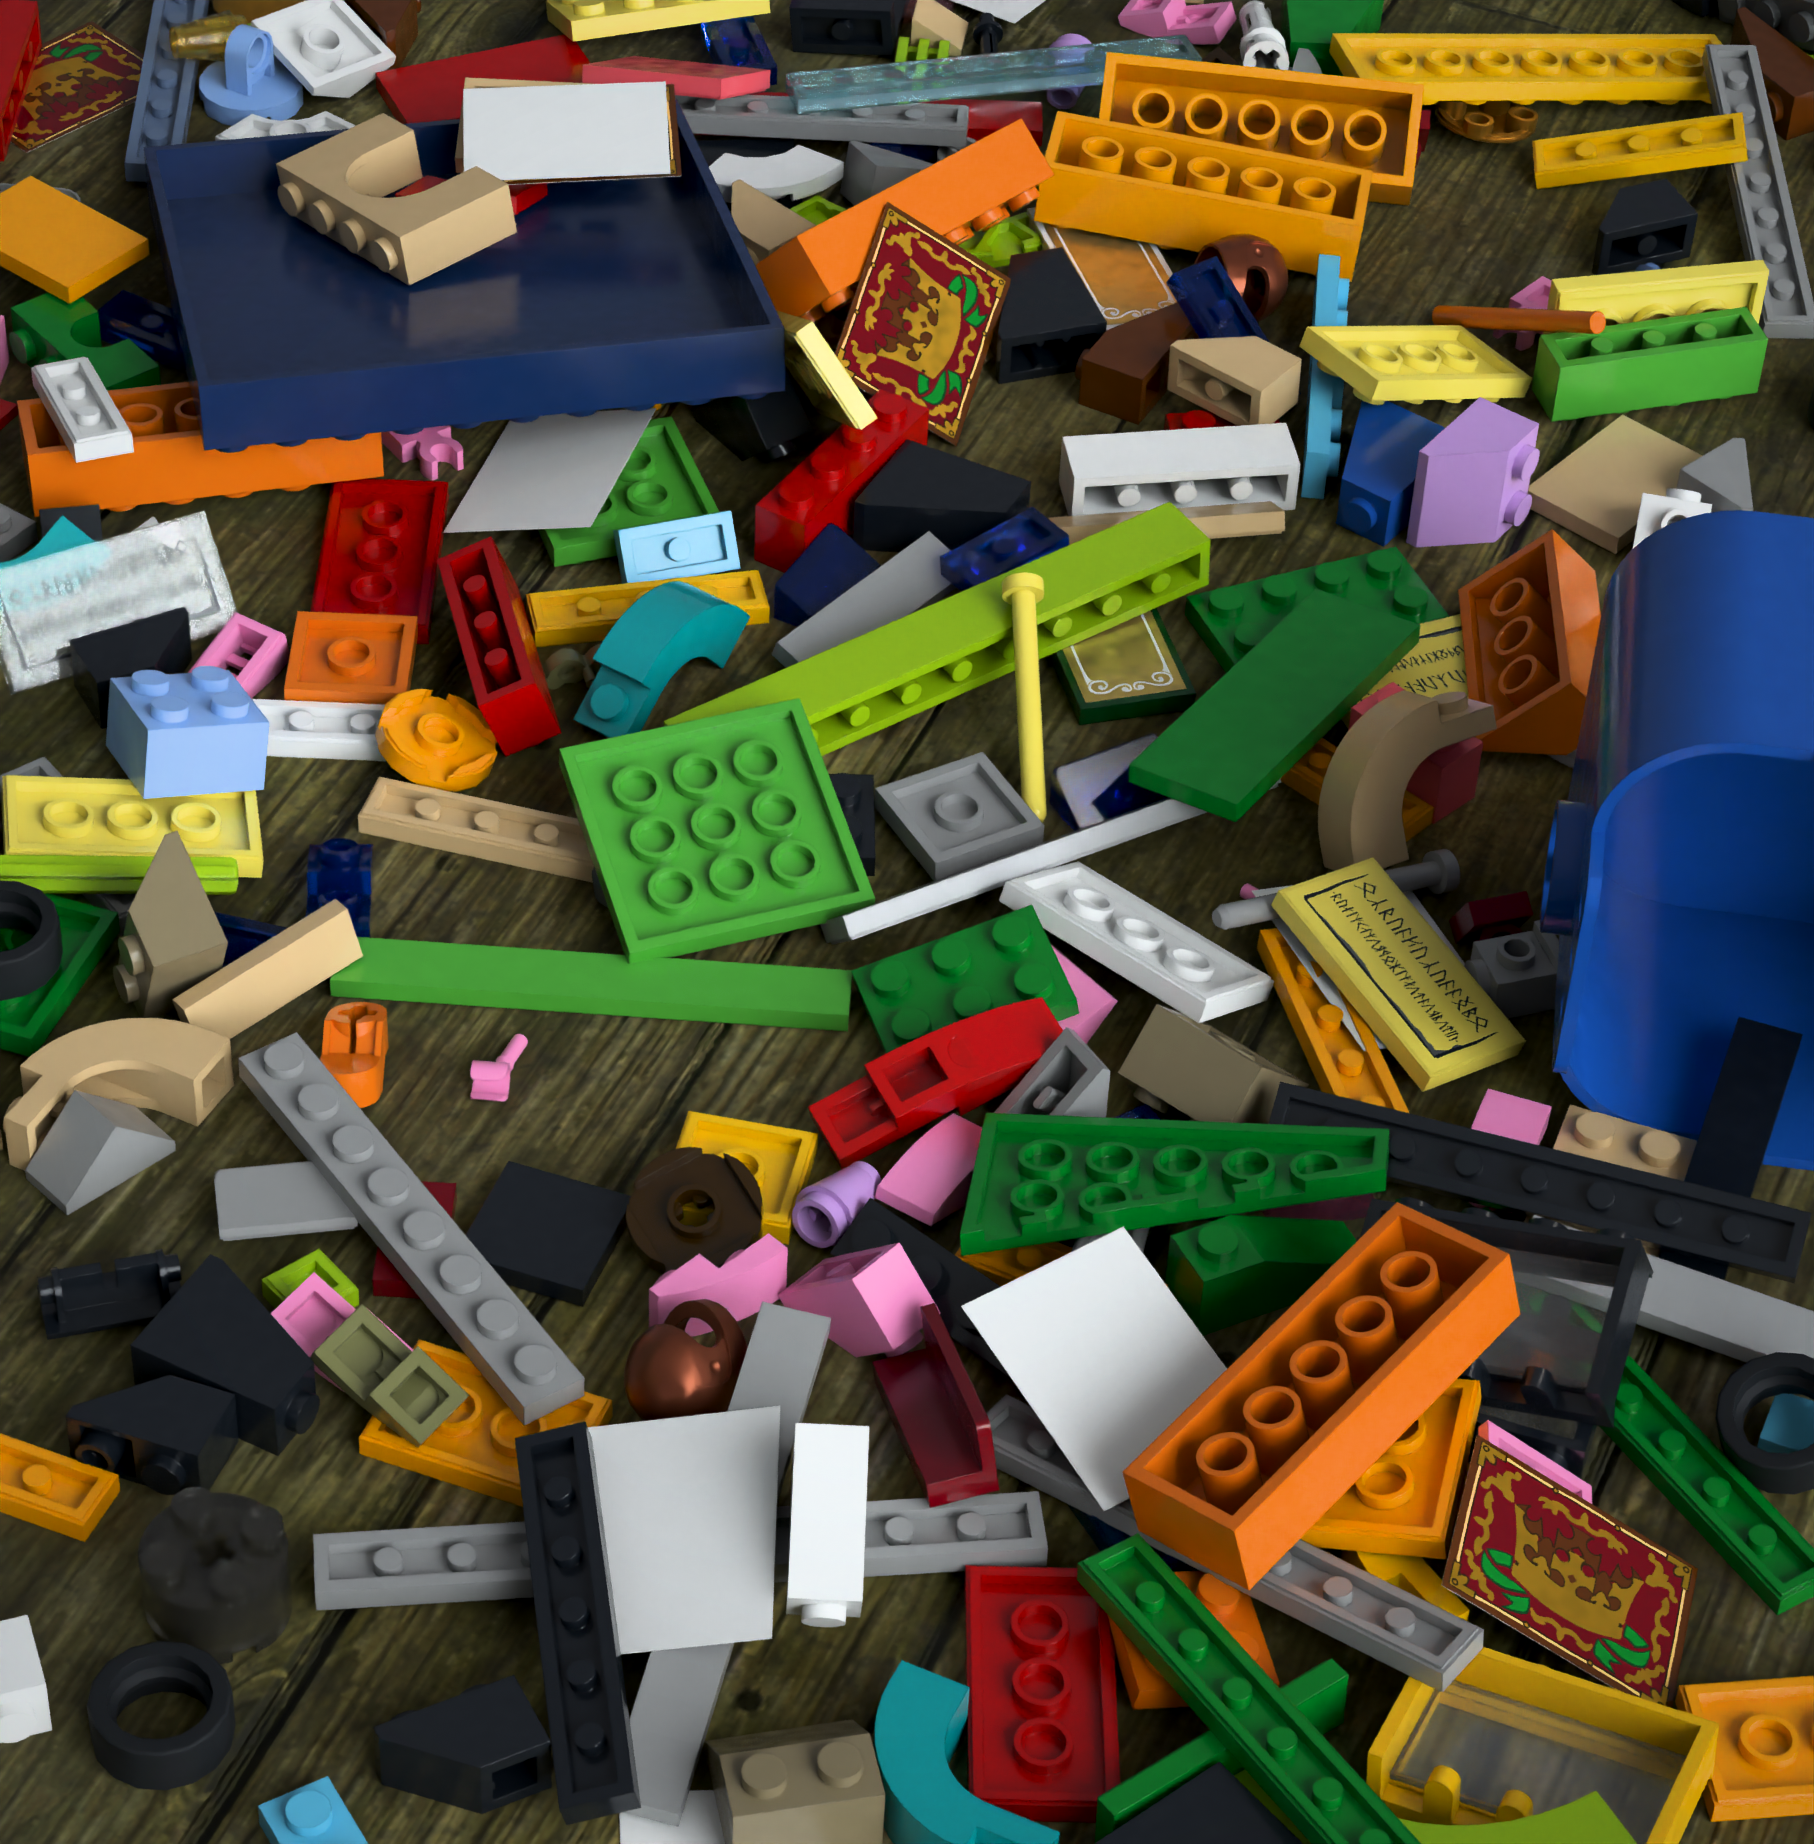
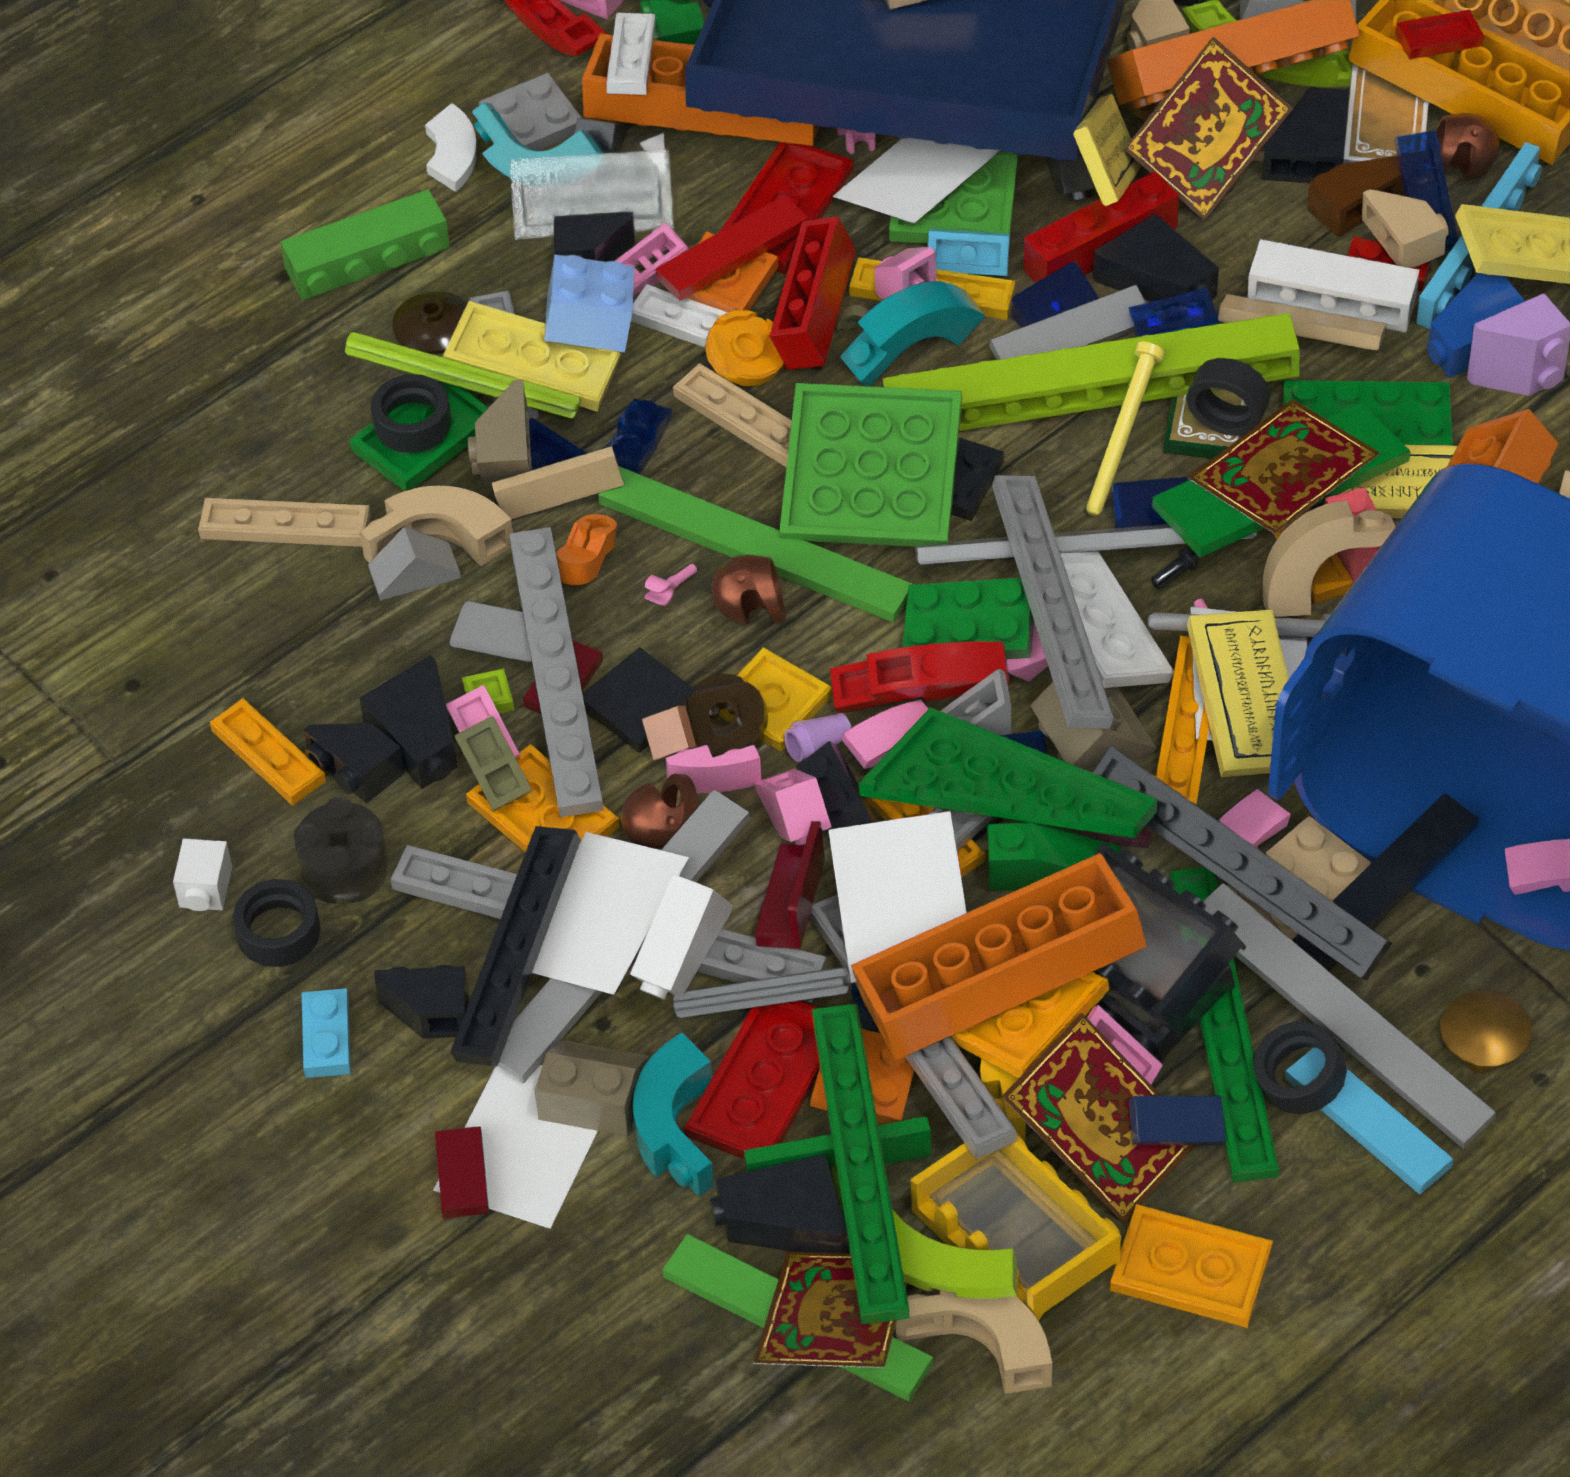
camera: 30 degrees right, 10 degrees up
(91, 1301) = (370, 662): black hinge -> none
(349, 619) = (731, 248): none -> red tile
(622, 580) = (905, 270): none -> bright pink slope
(627, 1258) = (669, 732): none -> nougat tile
(632, 1029) = (746, 585): none -> copper helmet
(958, 816) = (1060, 489): light grey plate -> none
(978, 1569) = (762, 992): none -> axle
(1087, 927) = (1052, 603): none -> light grey tile
(1143, 586) = (1235, 378): none -> black tyre
(1152, 151) = (1439, 34): none -> red tile
(1199, 841) = (1185, 561): none -> black piece
(1273, 684) = (1283, 466): none -> sticker
(1666, 1550) = (1177, 1120): none -> dark blue tile

